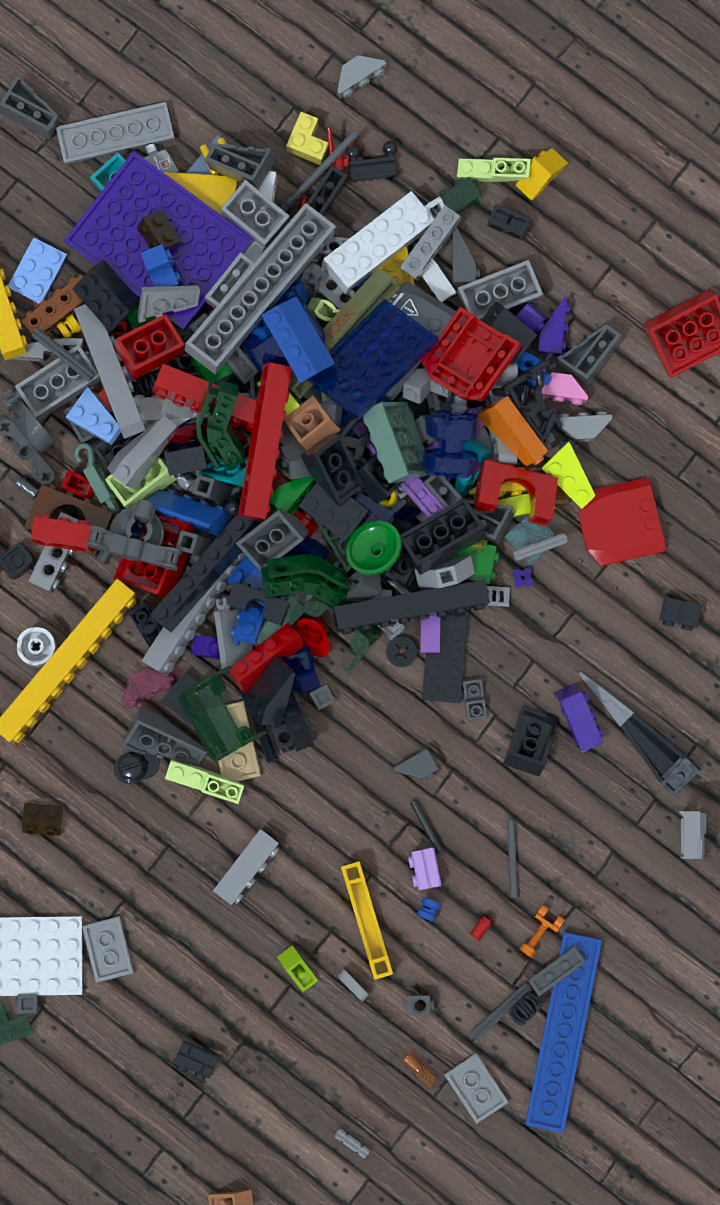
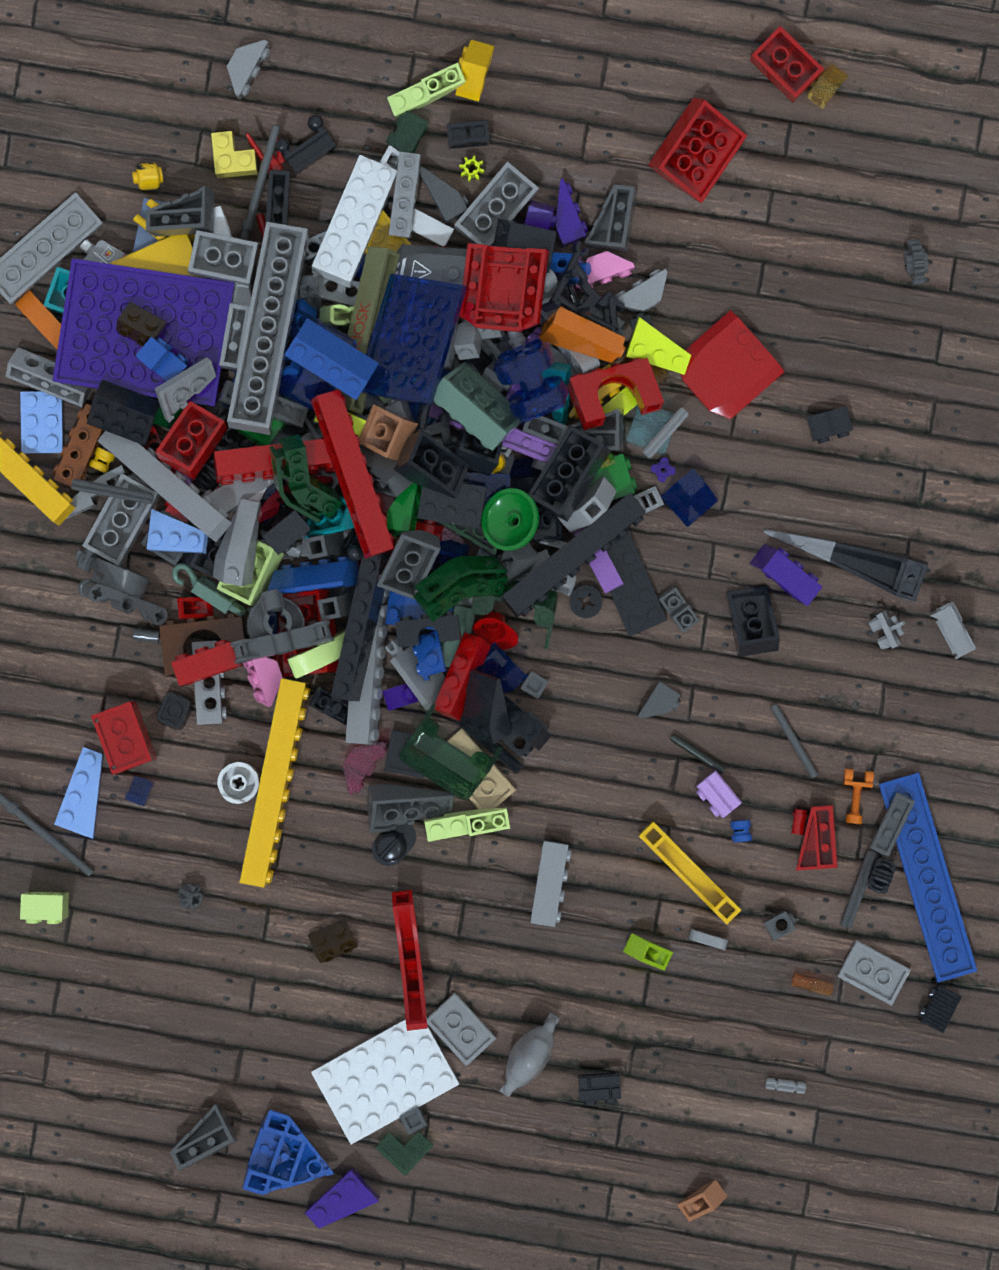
camera: 30 degrees left, 5 degrees up
(55, 229) = (38, 374): none -> light grey brick
(82, 185) = (40, 317): none -> orange slope
(97, 867) = (410, 960): none -> red arch
(104, 572) = (265, 679): none -> bright pink slope
(152, 1001) = (529, 1055): none -> light grey piece
(155, 576) = (317, 657): none -> yellowish green slope
(231, 119) = (147, 176): none -> yellow head
(489, 952) = (819, 842): none -> red wedge
(496, 246) = (468, 163): none -> neon yellow gear
(515, 1147) = (939, 1008): none -> black brick
(532, 612) = (689, 497): none -> clear blue slope
(641, 811) = (891, 638): none -> light grey hips

